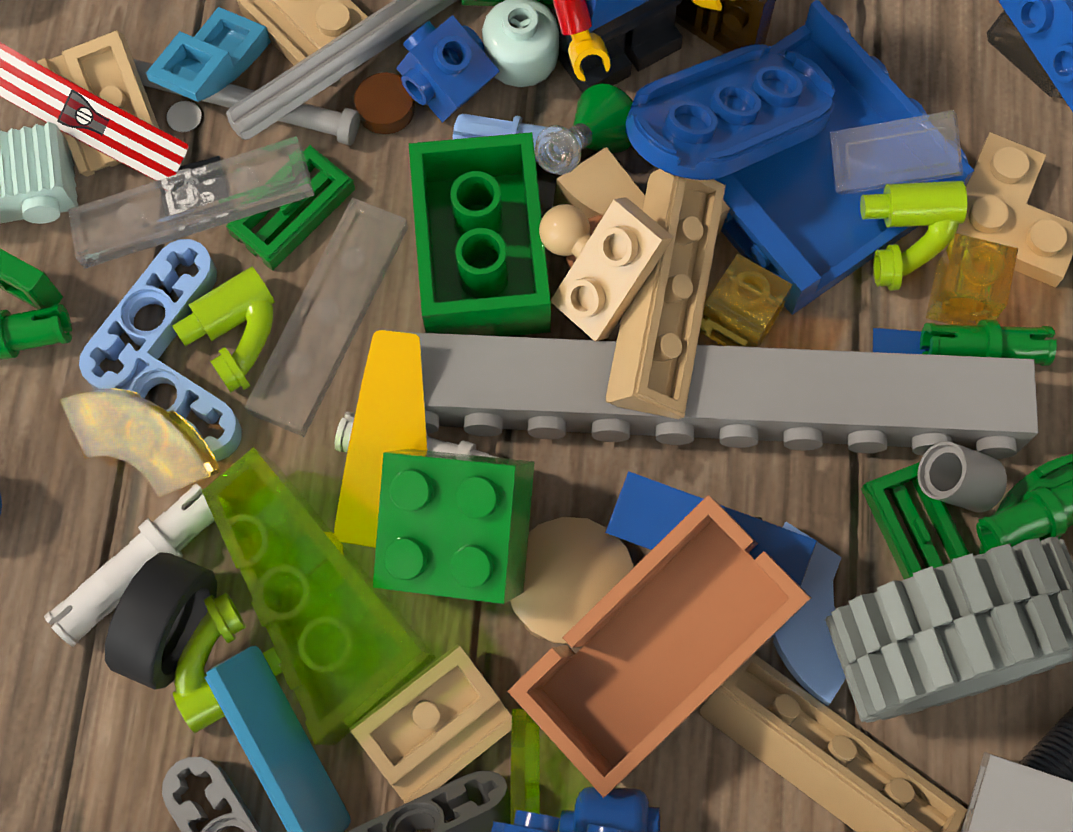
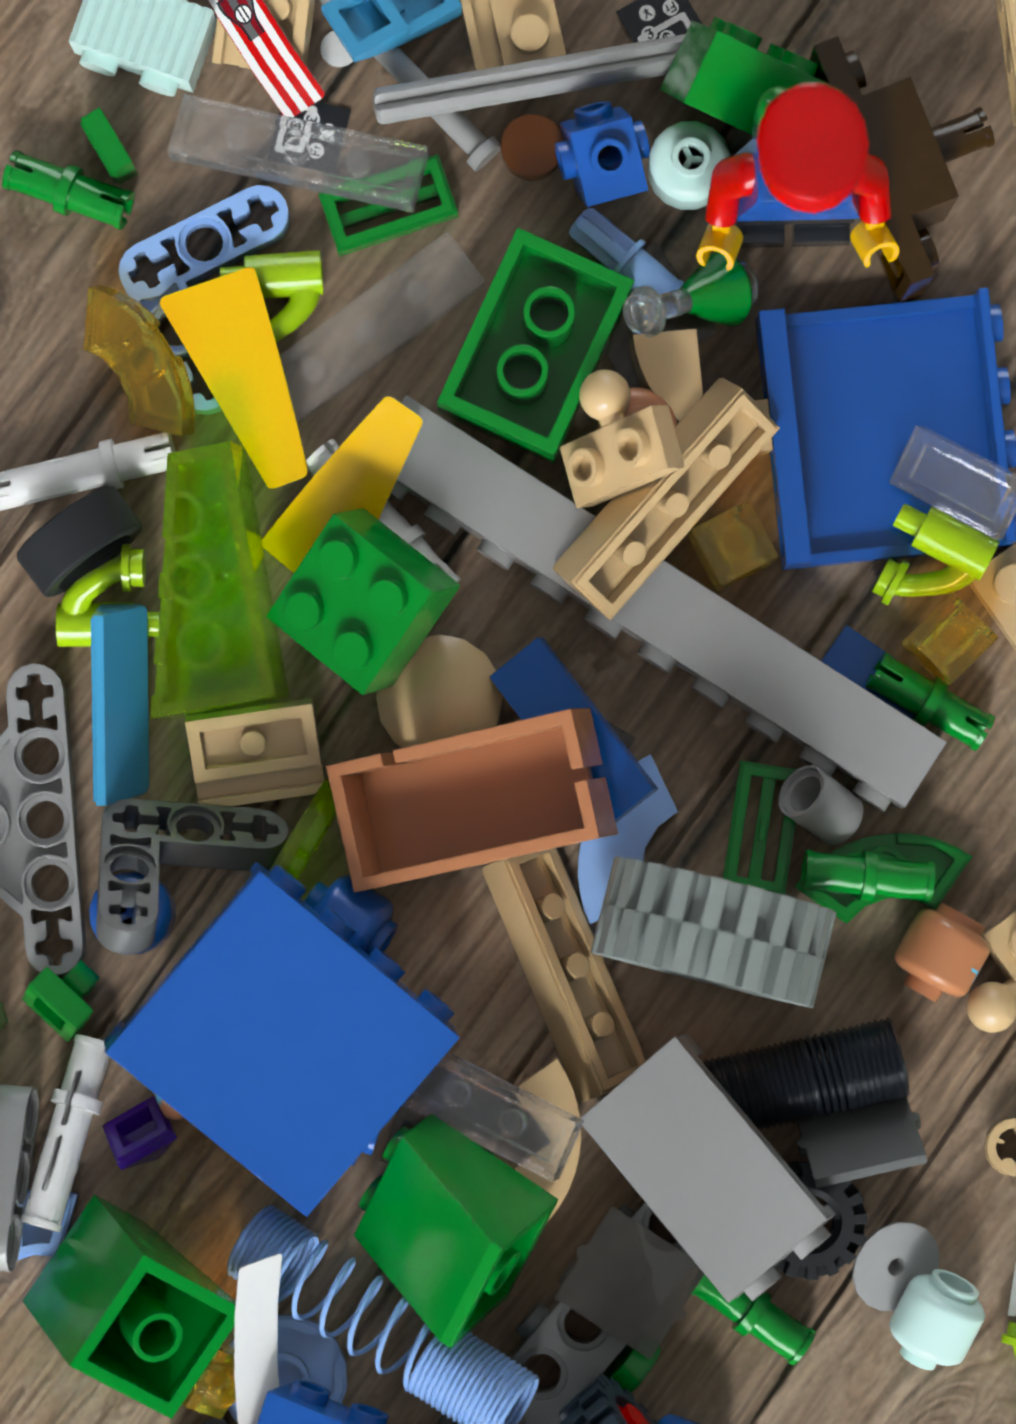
camera: 30 degrees right, 15 degrees up
(225, 385) = (237, 356): none -> yellow sticker
(729, 112) = (829, 360): blue tile -> none

